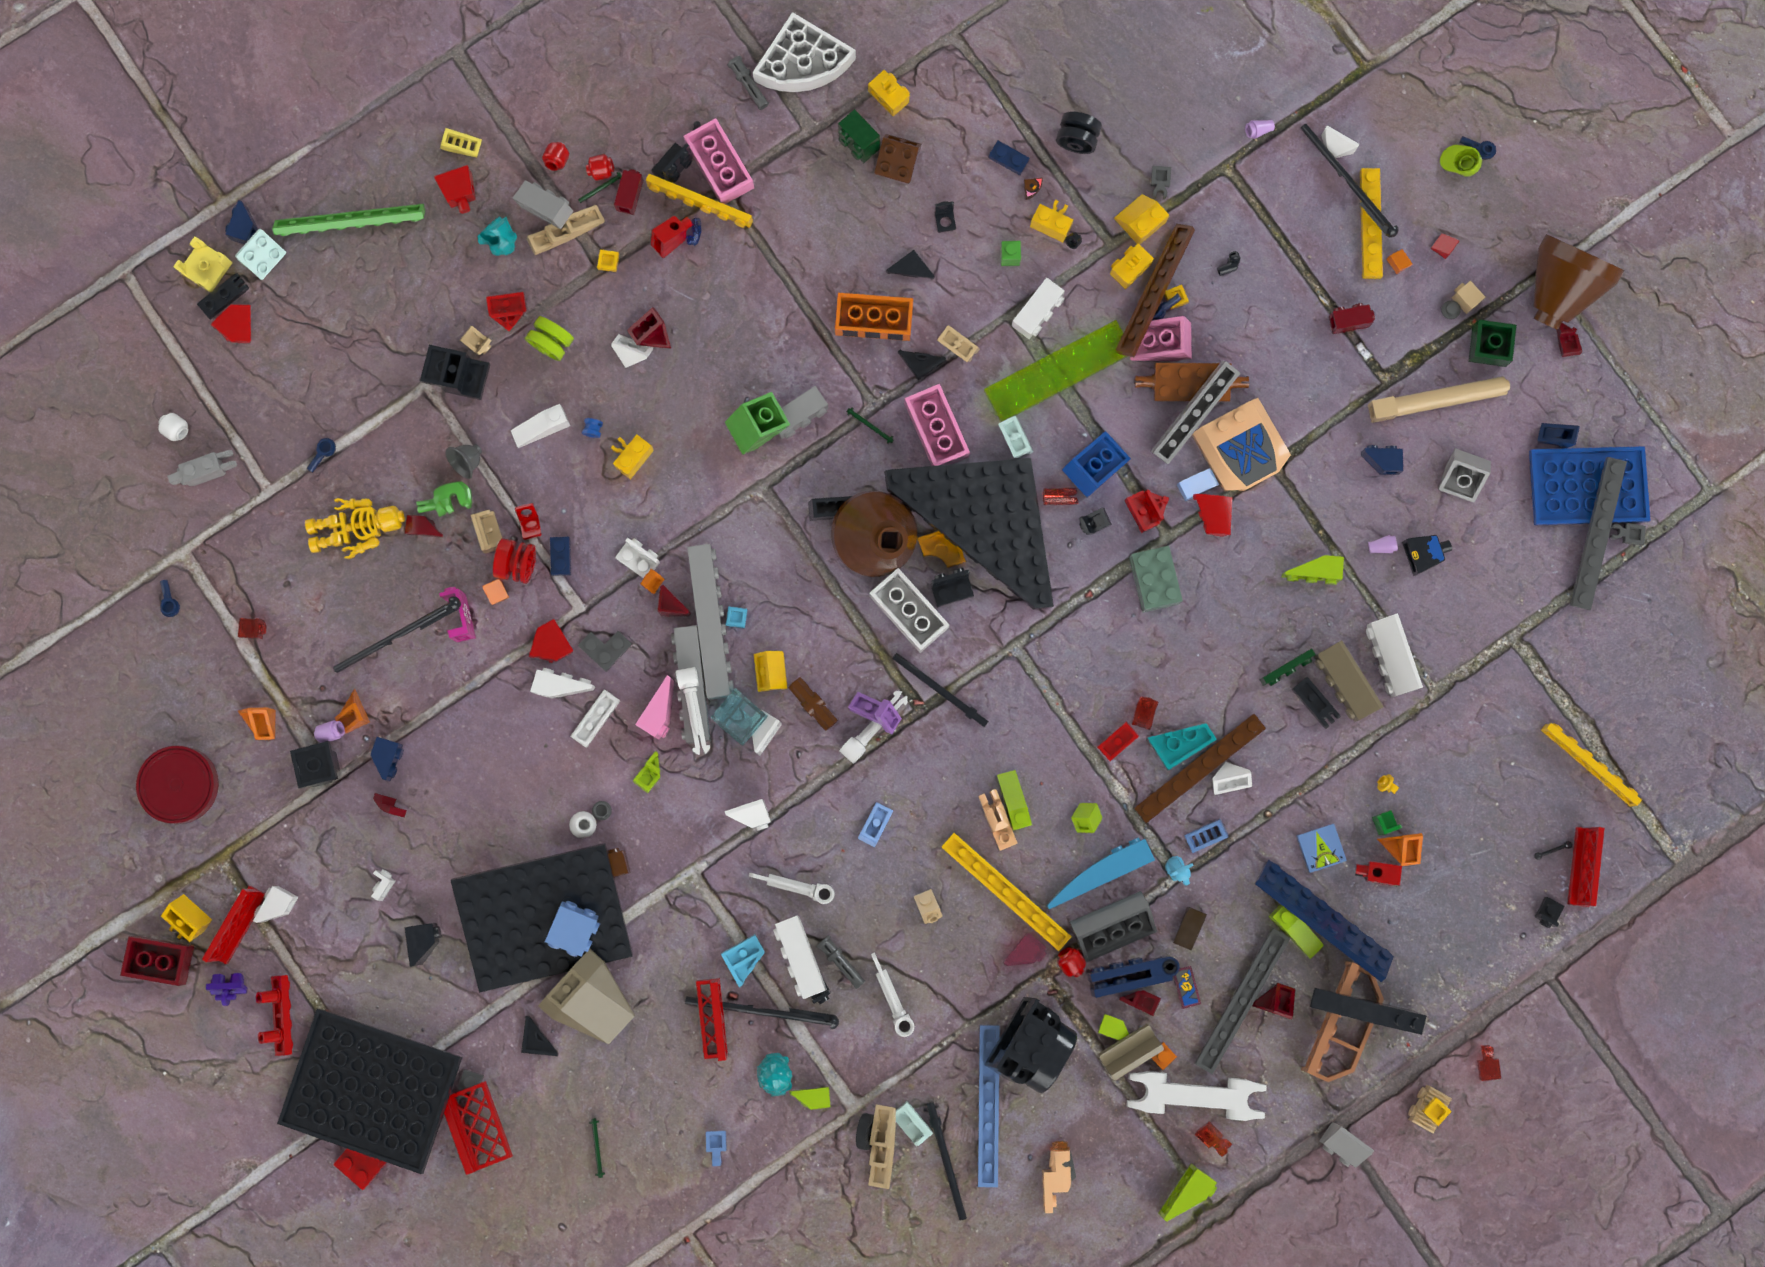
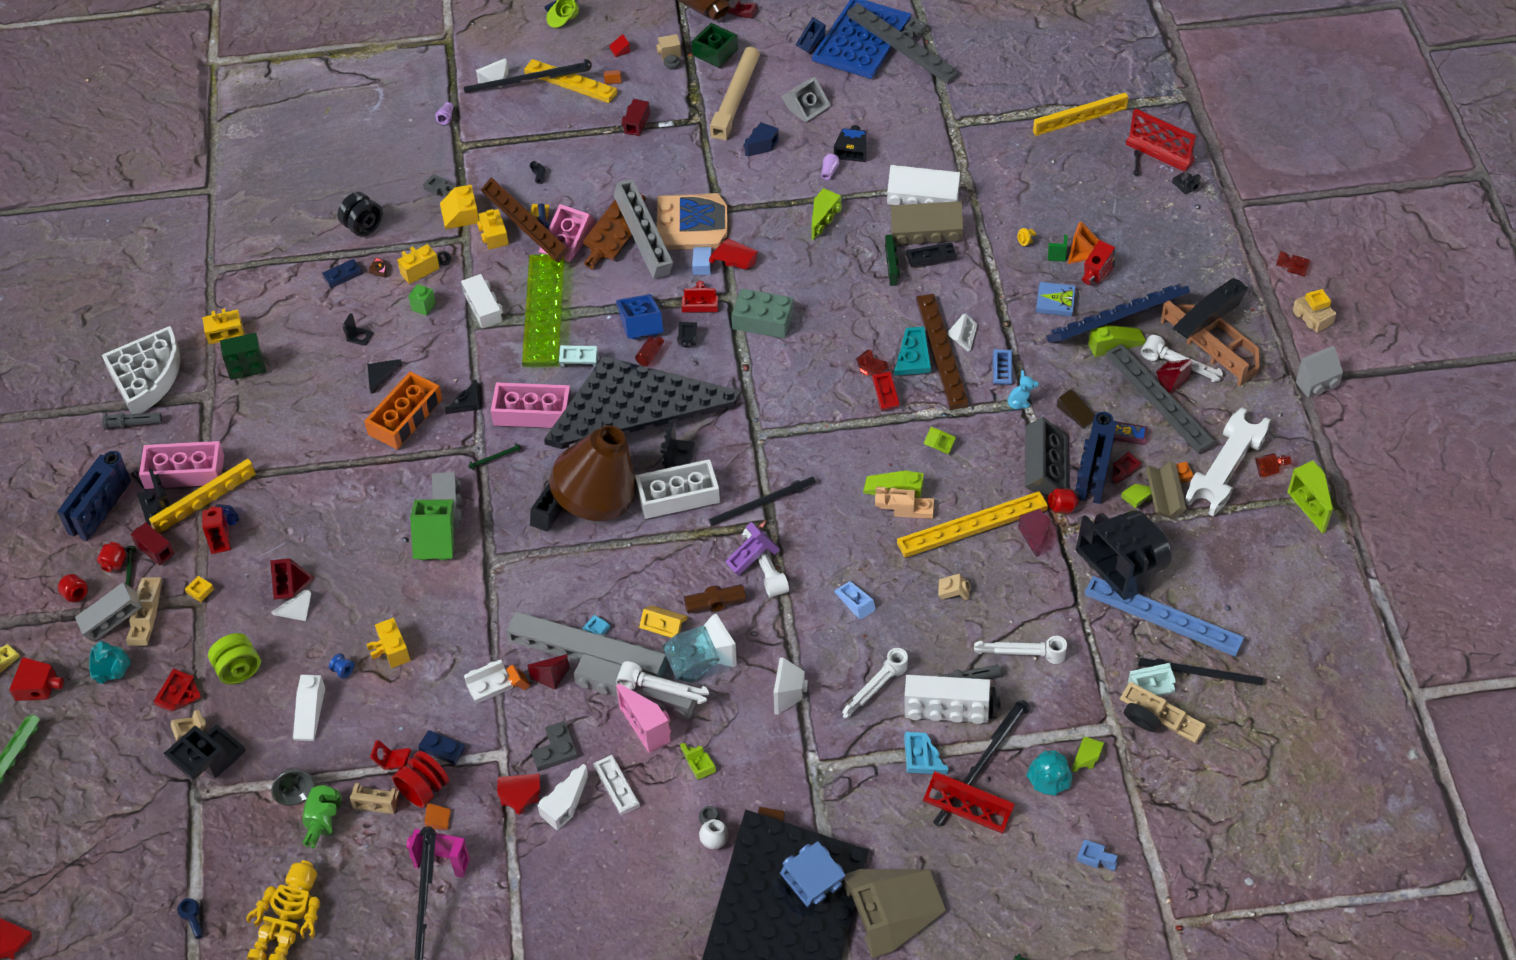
camera: 60 degrees left, 30 degrees down
(421, 526) = (328, 854): dark red slope -> none
(649, 111) = (94, 495): none -> dark blue hinge
(897, 158) = (283, 343): reddish brown bracket -> none
(938, 546) = (642, 446): light orange tile -> none
(958, 344) = (470, 362): tan hinge -> none
(1059, 1176) = (1256, 590): light nougat plate -> none
(1107, 869) = (993, 445): dark azure slope -> none
(1301, 972) = (1156, 348): none -> white piece

